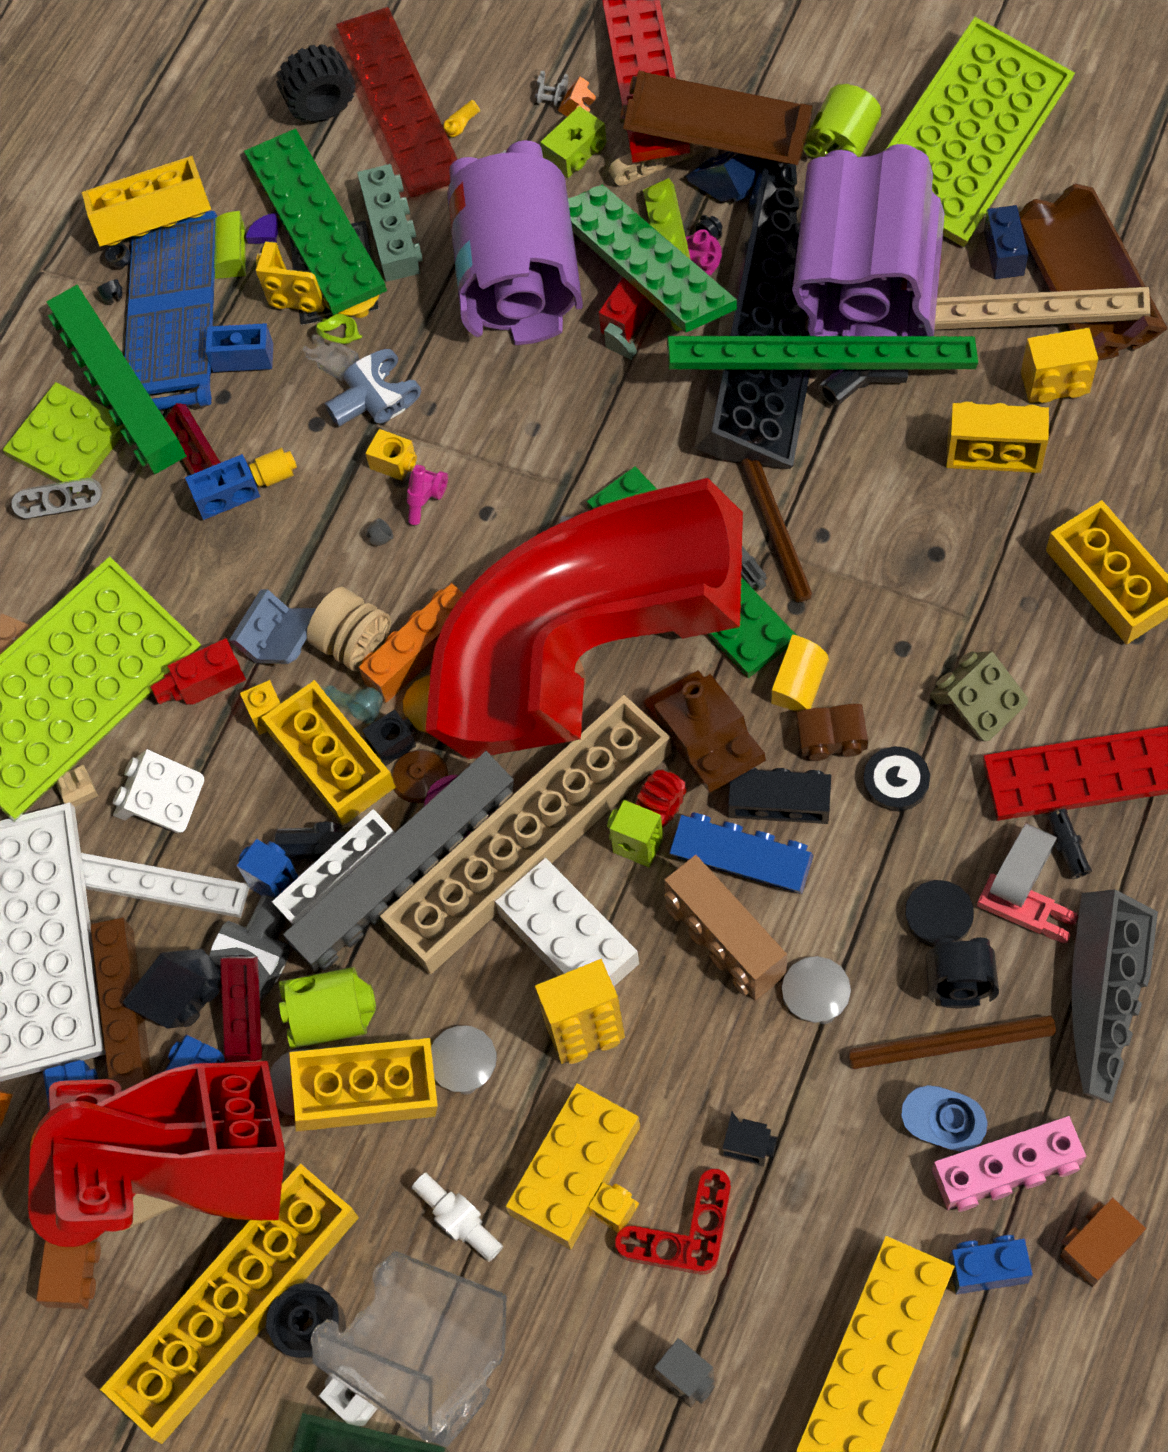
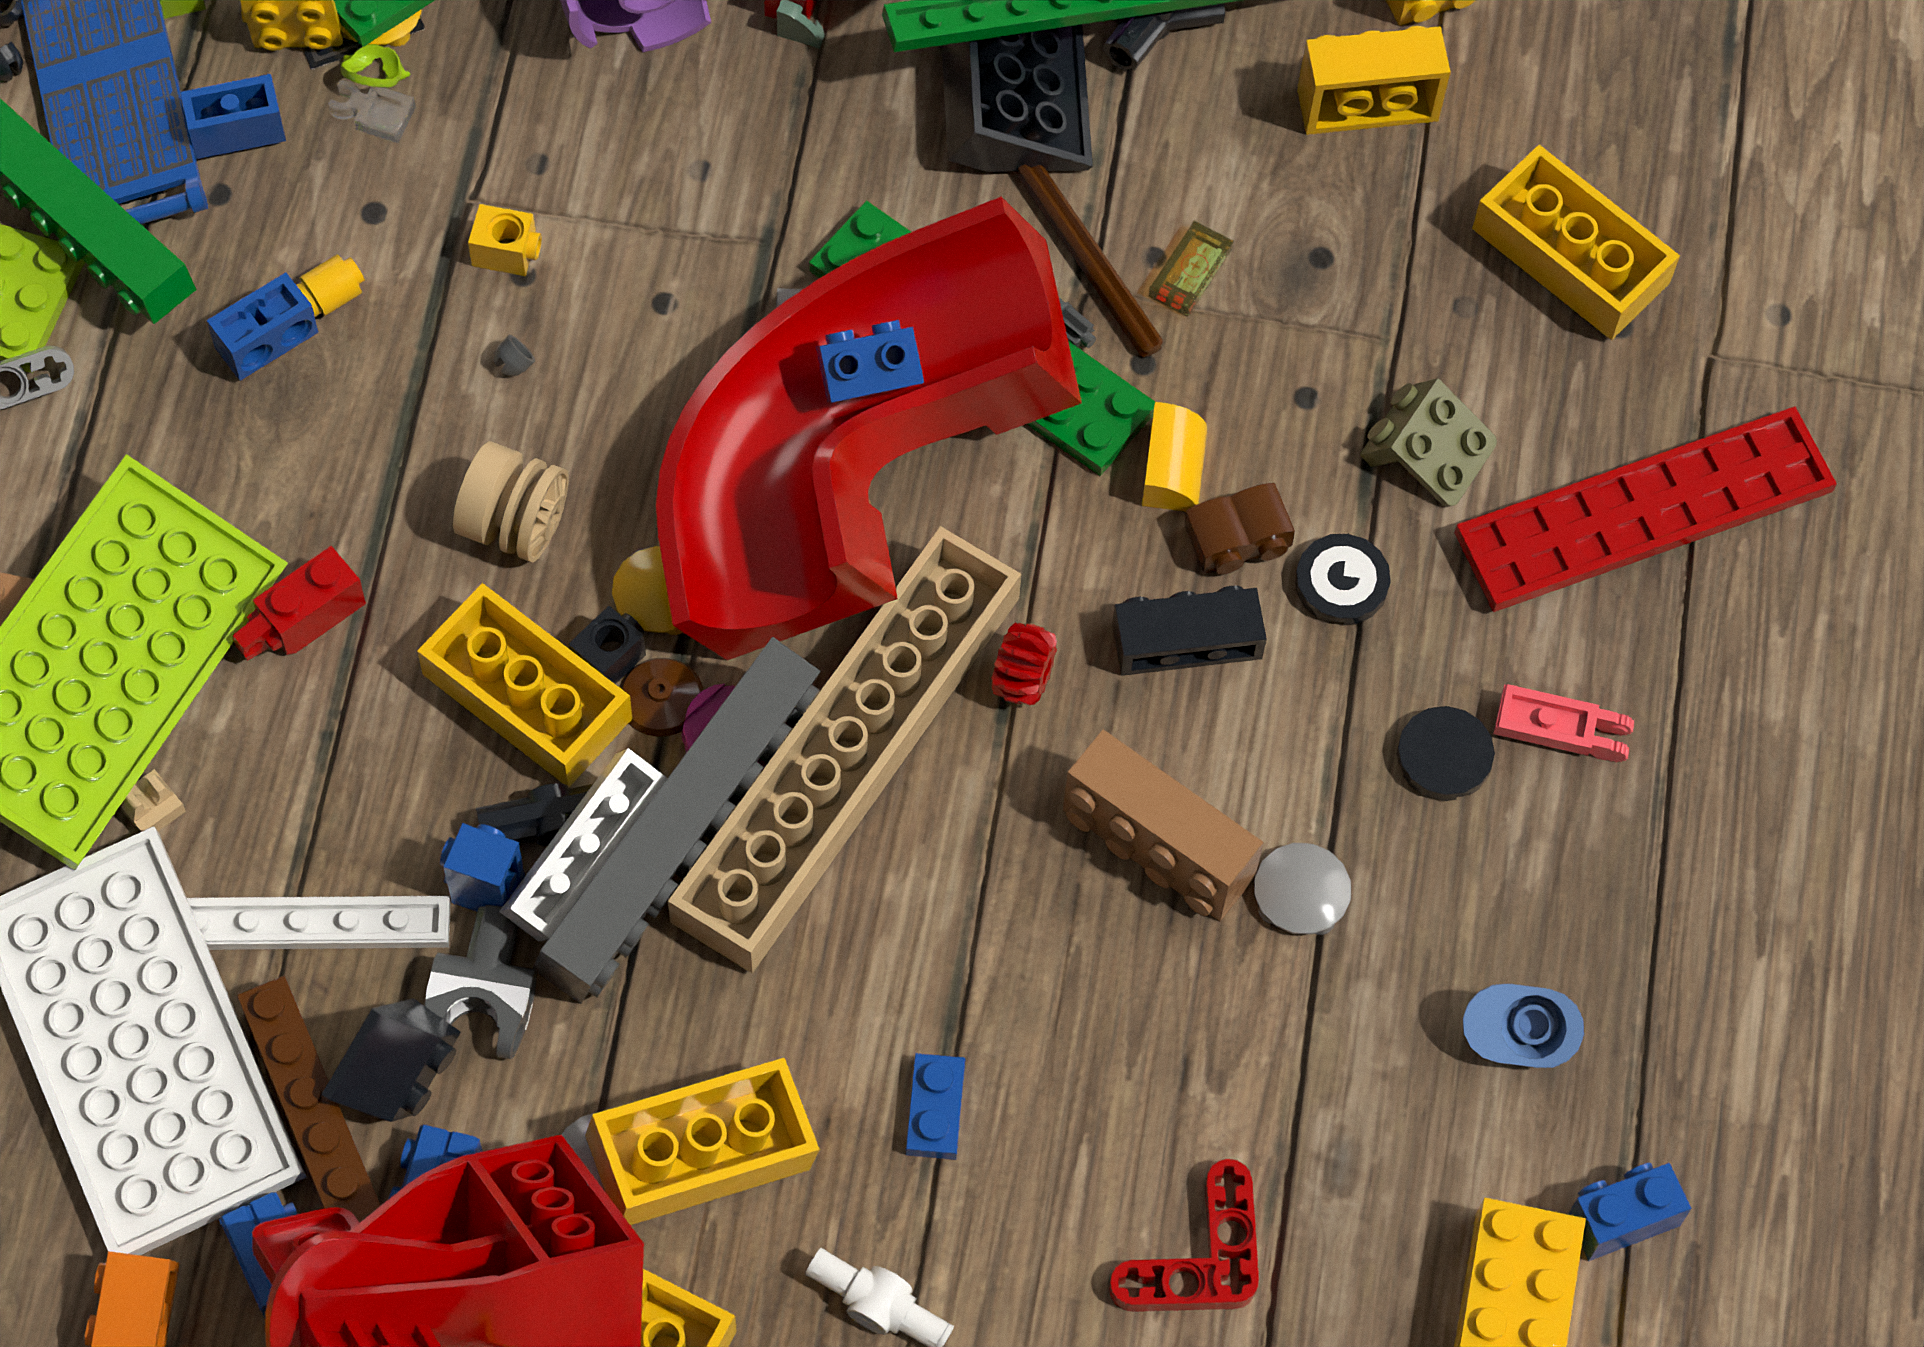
camera: 25 degrees left, 0 degrees up
(158, 791) = (279, 787): white bracket -> none
(194, 443) = (214, 283): dark red plate -> none
(241, 1008) = (493, 1071): dark red plate -> none
(260, 701) = (403, 633): yellow brick -> none
(272, 630) = (396, 526): sand blue bracket -> none
(326, 1007) = (619, 1044): lime cylinder -> none
(363, 705) = (555, 611): clear light blue bar -> none
(371, 392) = (449, 152): sand blue connector -> none
(410, 648) = (610, 510): orange brick -> none
(421, 487) = (562, 278): dark pink piece -> none
(463, 1059) = (833, 1080): light grey dish -> none
(529, 1090) = (935, 1106): none -> blue plate
(564, 924) = (937, 876): white brick -> none
(572, 1165) = (1027, 1196): yellow brick -> none
(581, 1012) = (997, 977): yellow brick -> none
(600, 576) = (869, 363): none -> blue brick
(613, 1206) = (1096, 1240): yellow brick -> none
(635, 833) = (1001, 718): lime brick -> none
(705, 729) = (1066, 553): reddish brown brick -> none
(743, 854) = (1159, 719): blue brick -> none
(748, 1141) = (1262, 1112): black window -> none
(843, 547) = (1190, 268): none -> clear yellow tile
(952, 1042) = (1503, 924): reddish brown axle -> none
(961, 972) = (1499, 825): black brick -> none
(1009, 1164) = (1619, 1071): bright pink brick -> none
(1023, 865) = (1547, 664): light grey beam -> none
(1069, 843) = (1599, 625): black pin -> none
(1101, 1241) = (1767, 1148): dark orange brick -> none
(1108, 972) = (1692, 792): dark grey wedge -> none

